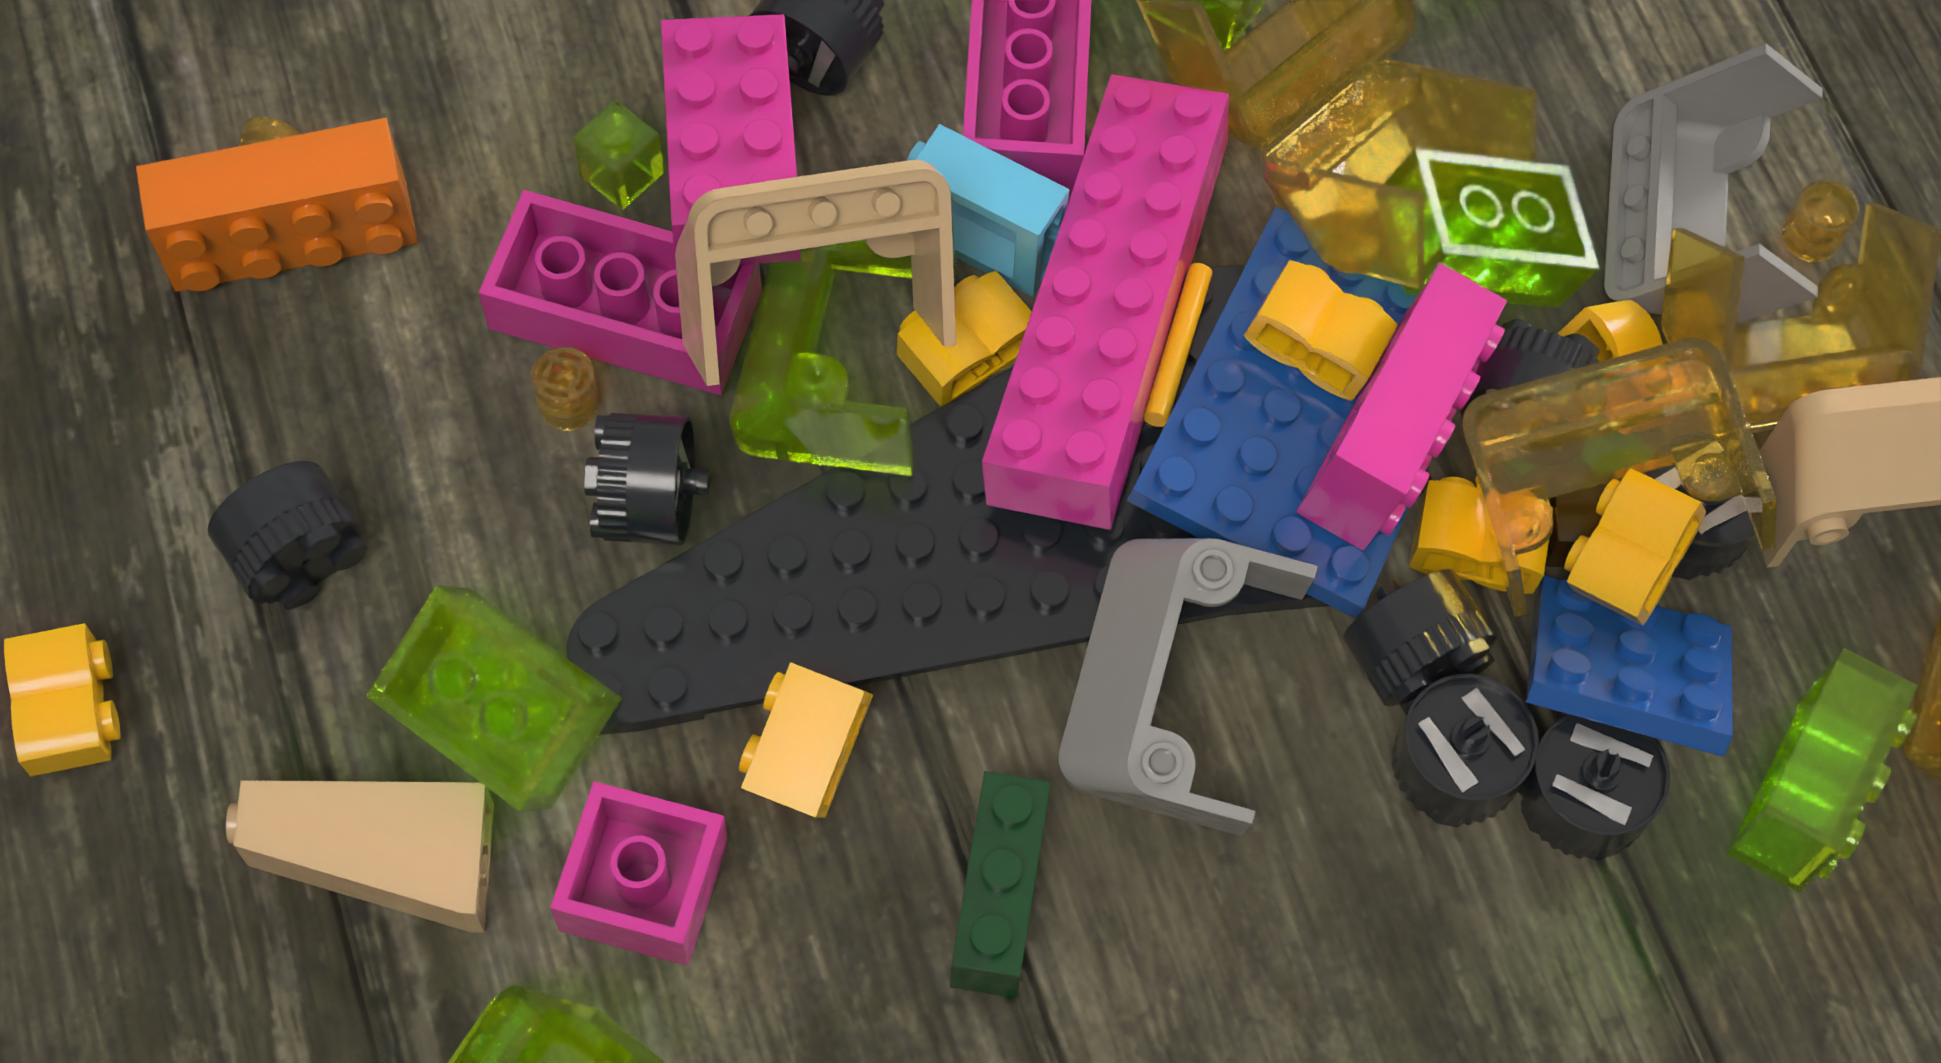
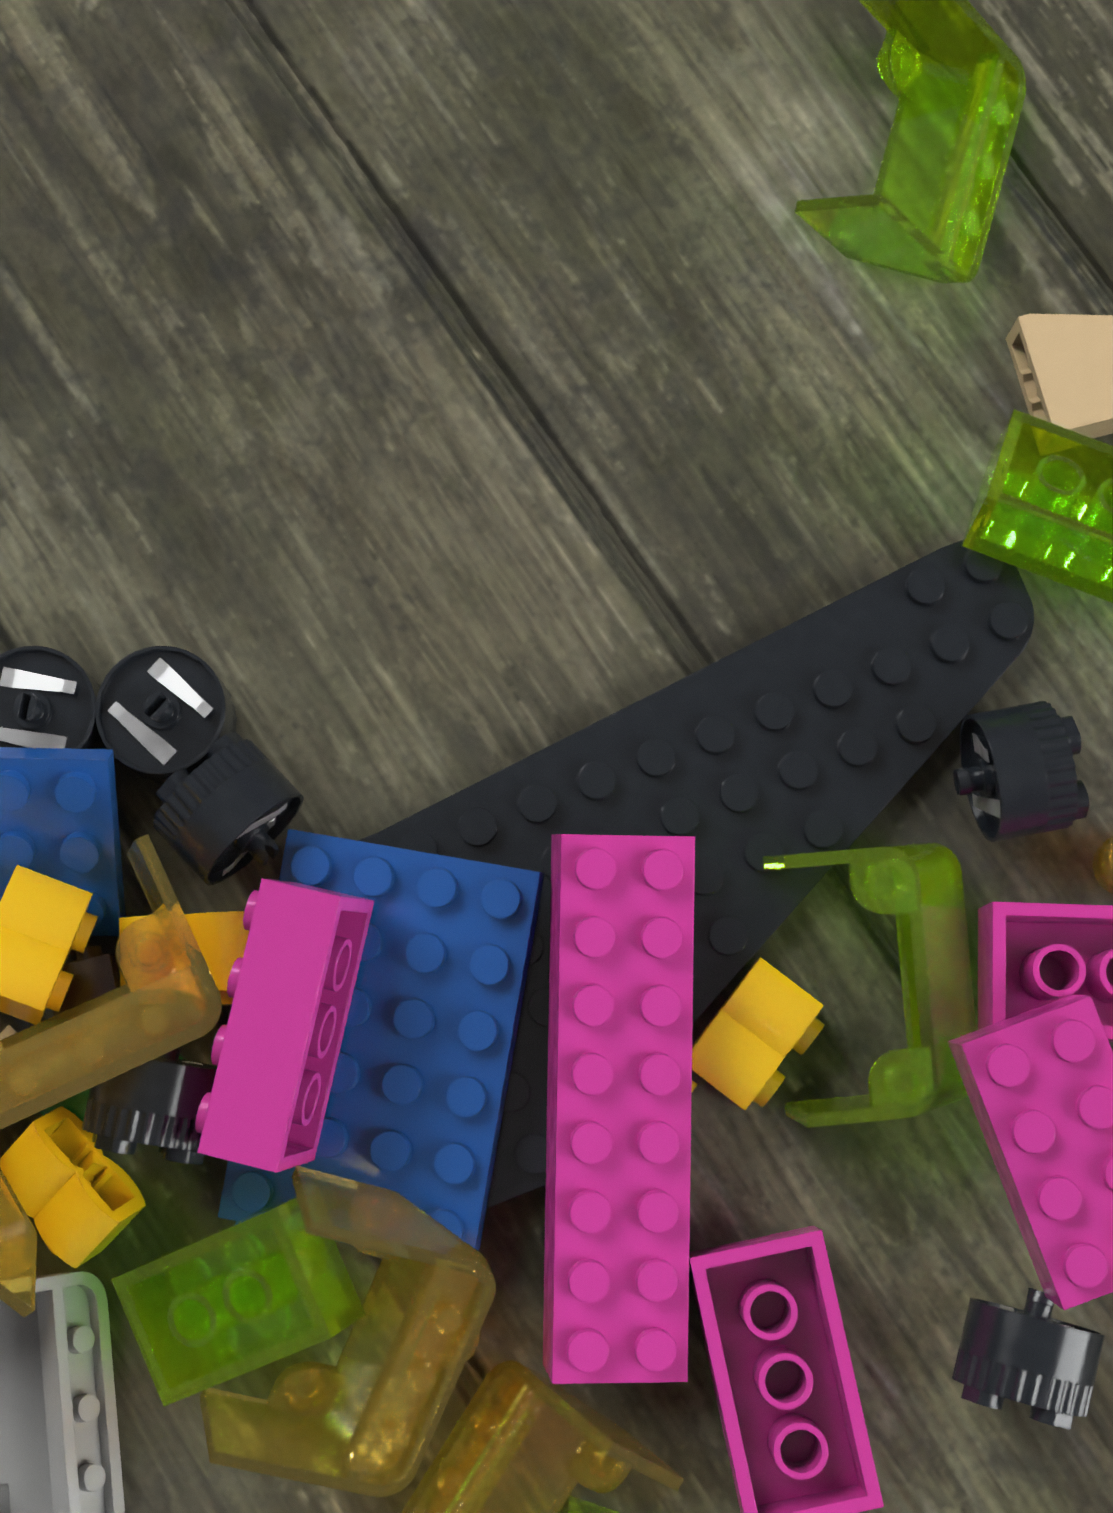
camera: 170 degrees right, 15 degrees up
(640, 873) = (887, 396): dark pink brick -> none
(804, 740) = (781, 559): yellow brick -> none
(891, 206) = (944, 1007): tan windscreen -> none
(999, 209) = (780, 1174): medium azure window -> none
(999, 884) = (566, 480): dark green brick -> none
(1108, 733) = (496, 775): light grey windscreen -> none
(1178, 345) = (535, 1072): yellow bar -> none
(1321, 330) = (389, 1106): yellow brick -> none

